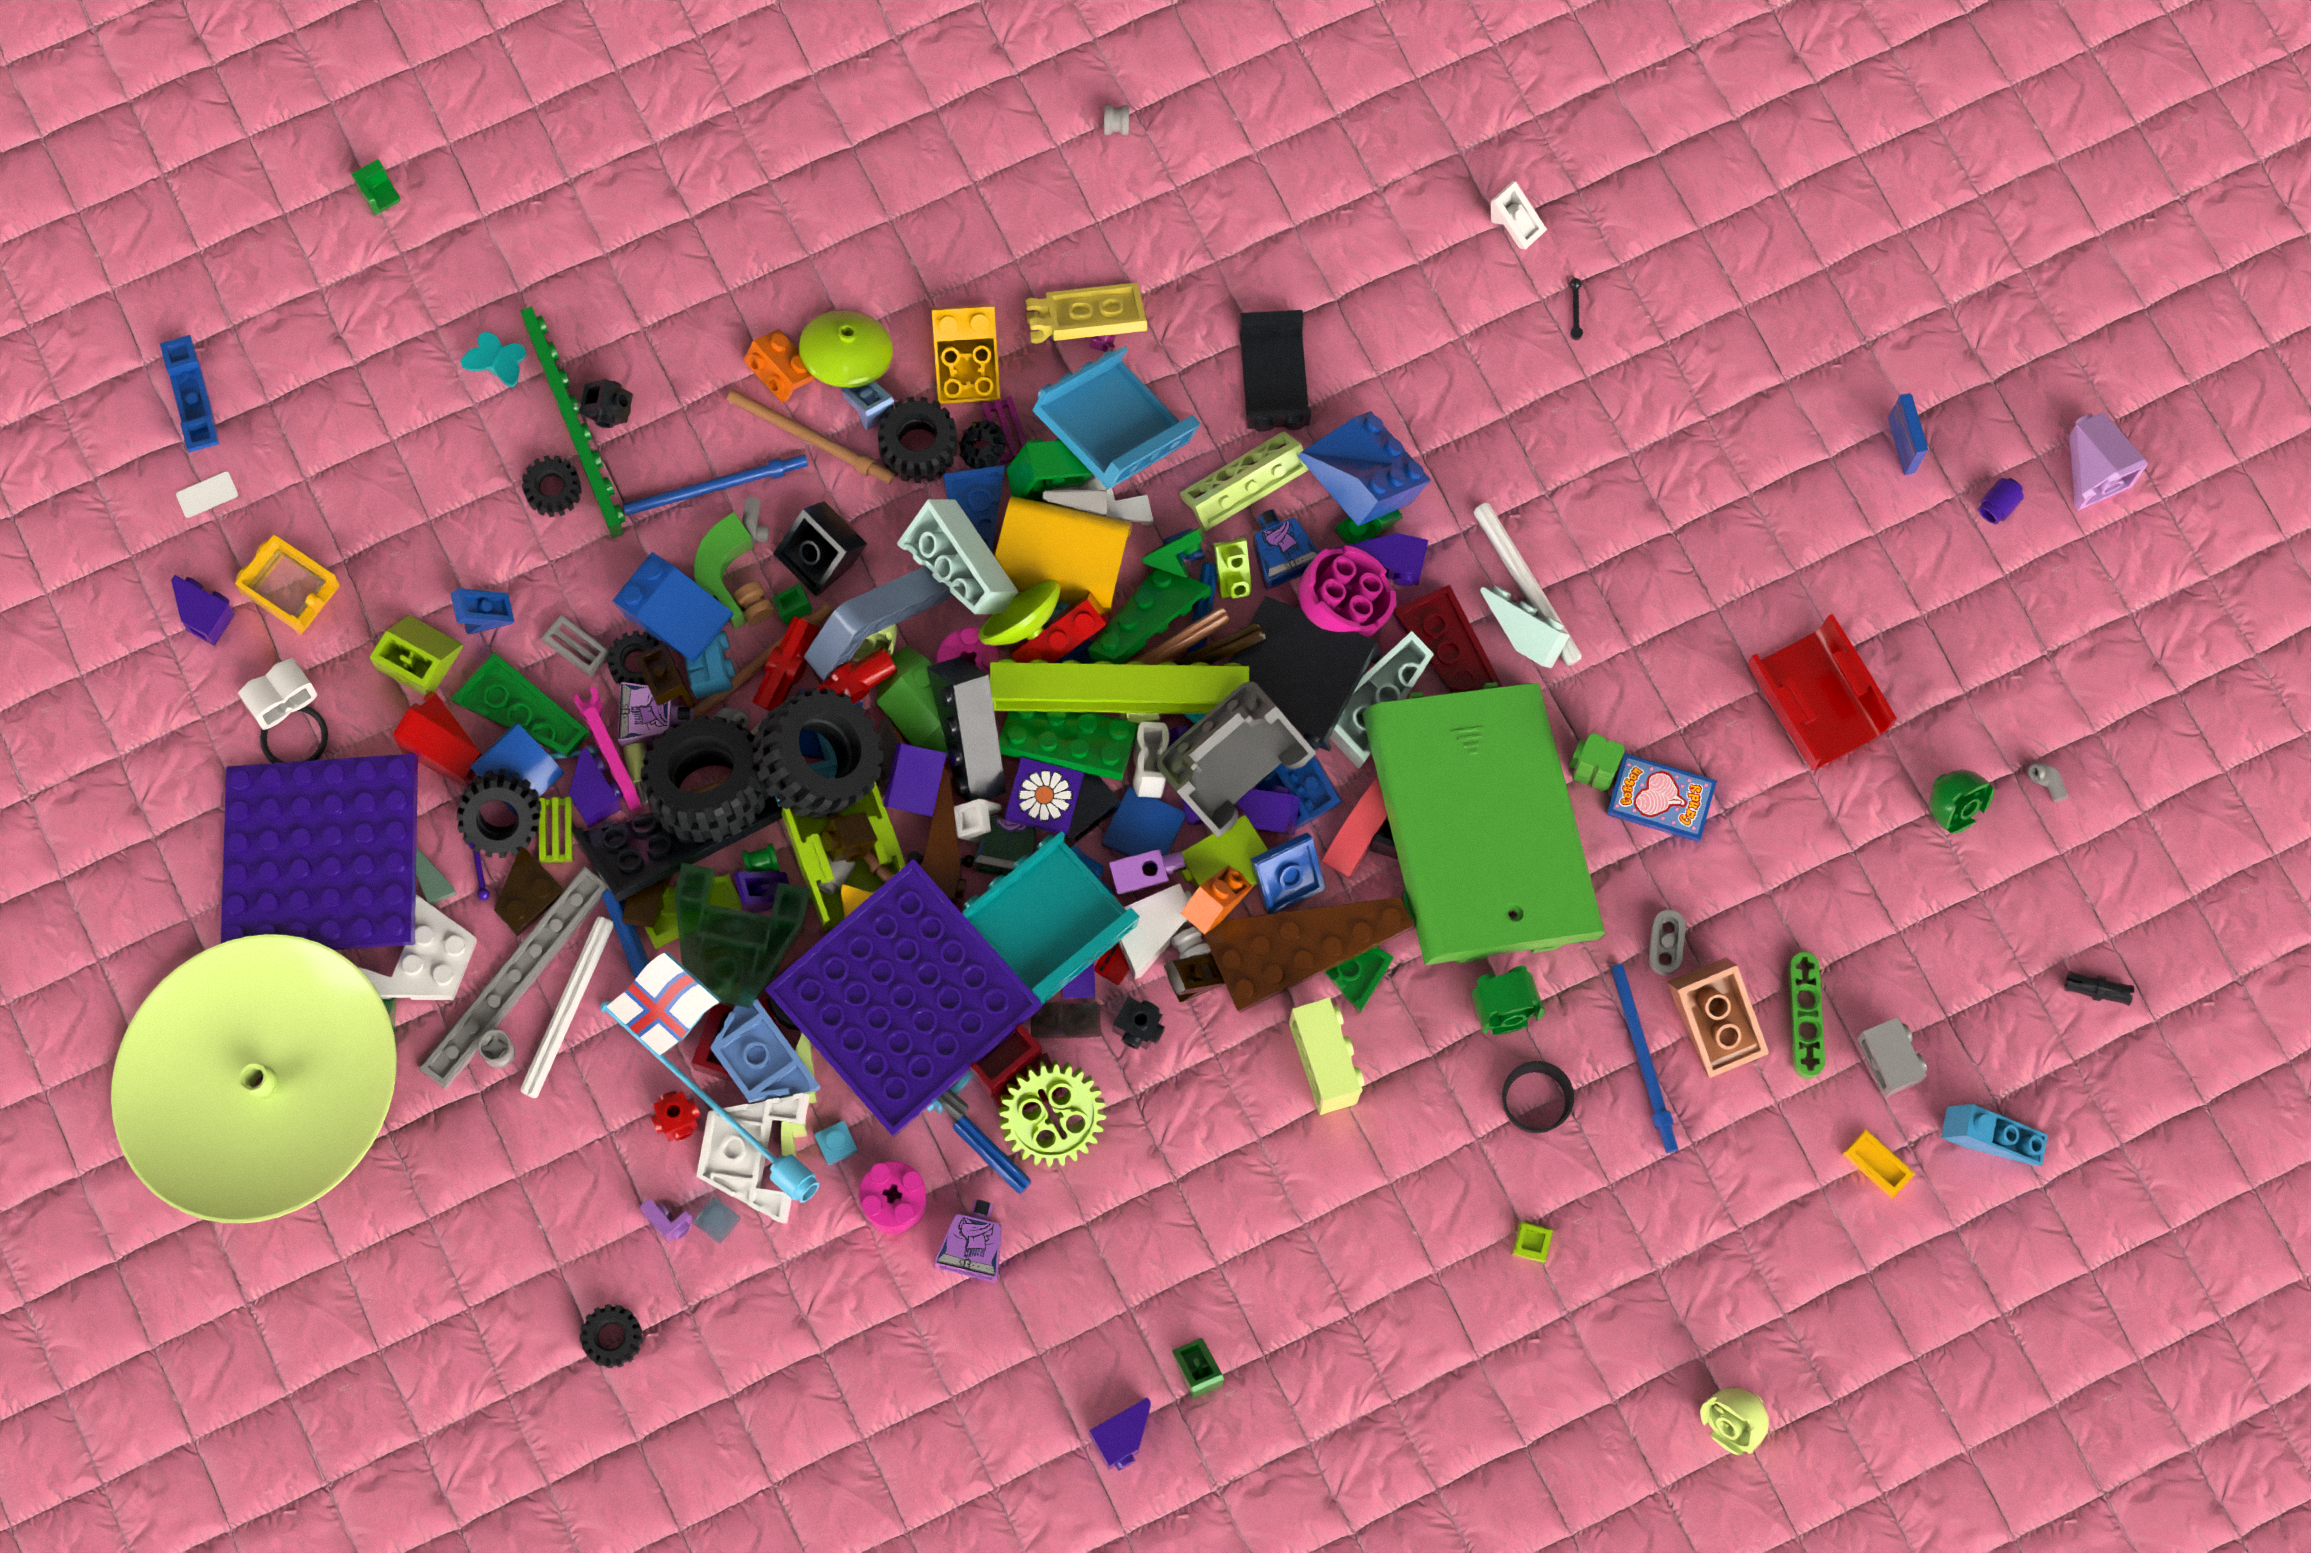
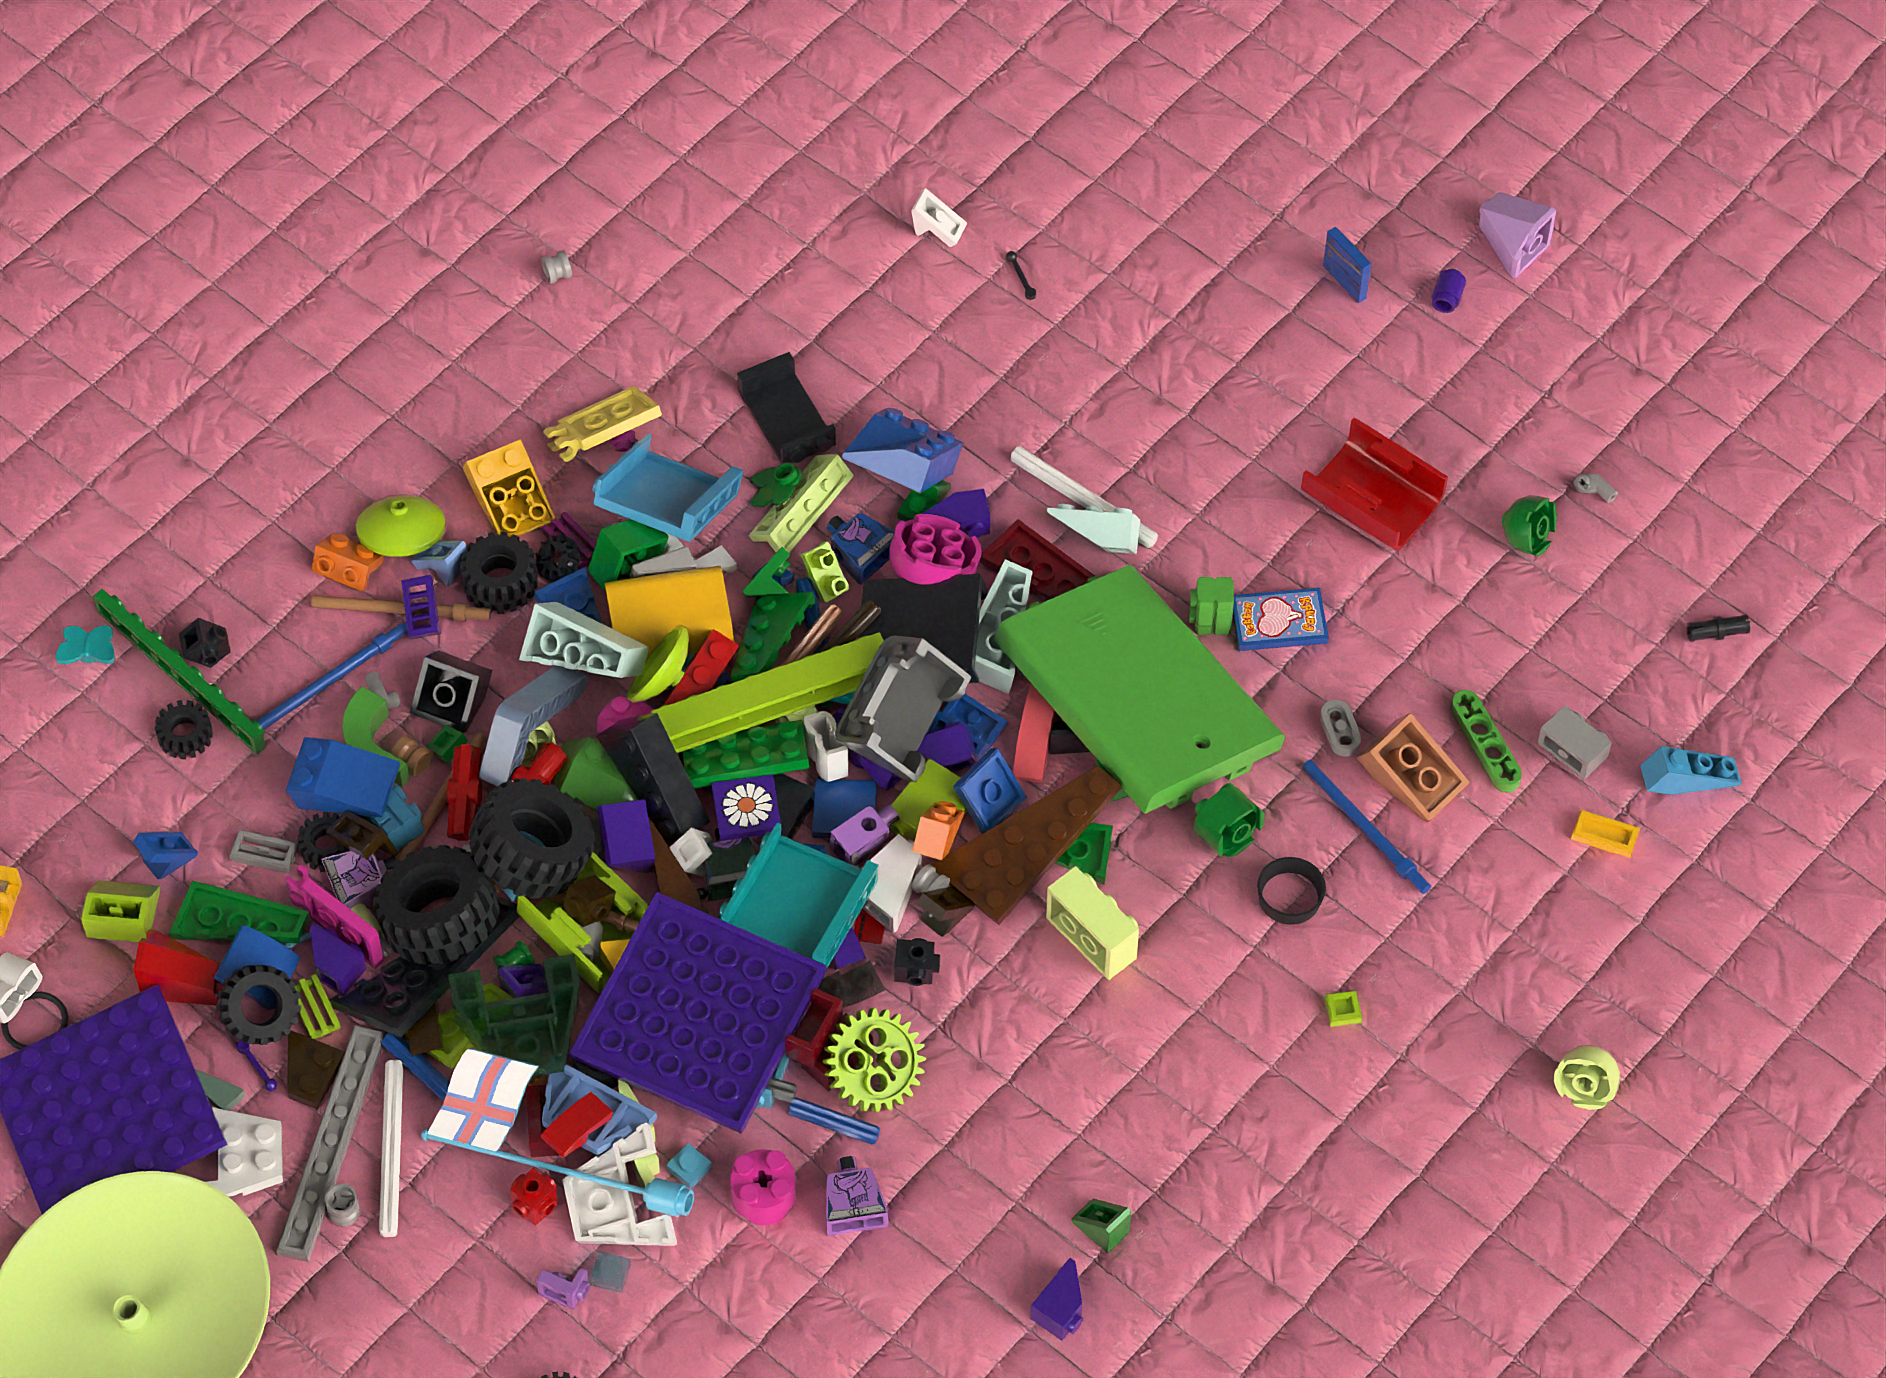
camera: 20 degrees left, 15 degrees down
(738, 1068) = (575, 1123): none -> red slope
(816, 444) = (434, 626): none -> dark purple slope
(1228, 450) = (775, 484): none -> green plate

